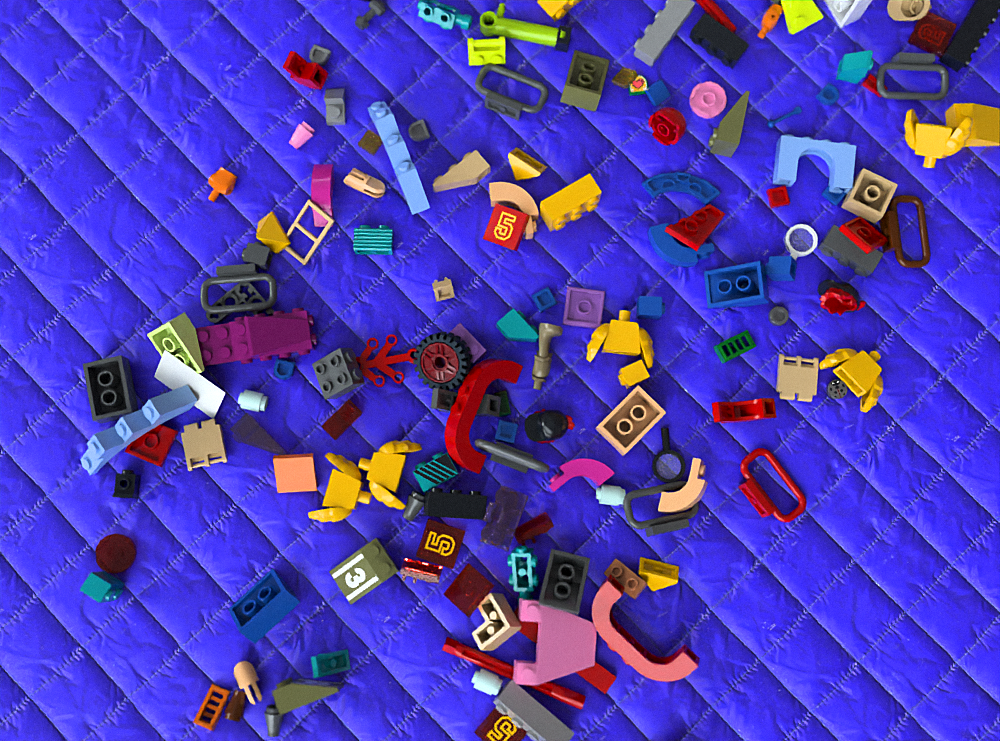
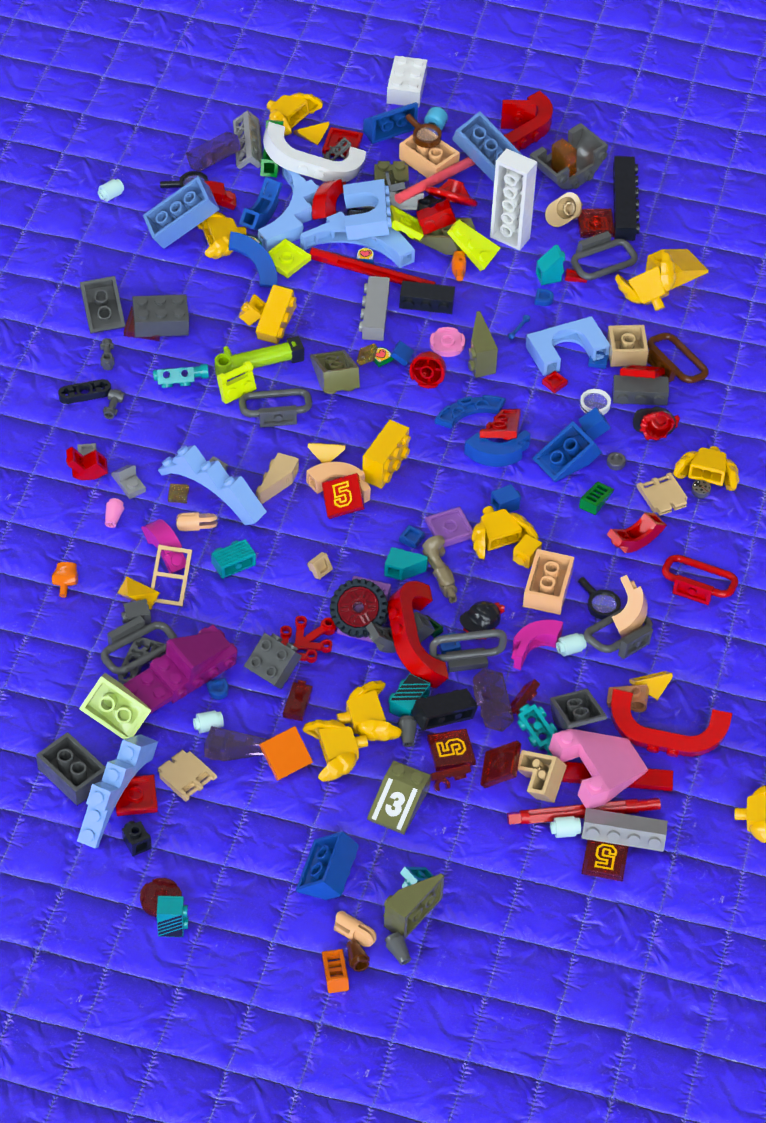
camera: 30 degrees left, 30 degrees down
(177, 374) = (123, 726): white sticker -> none

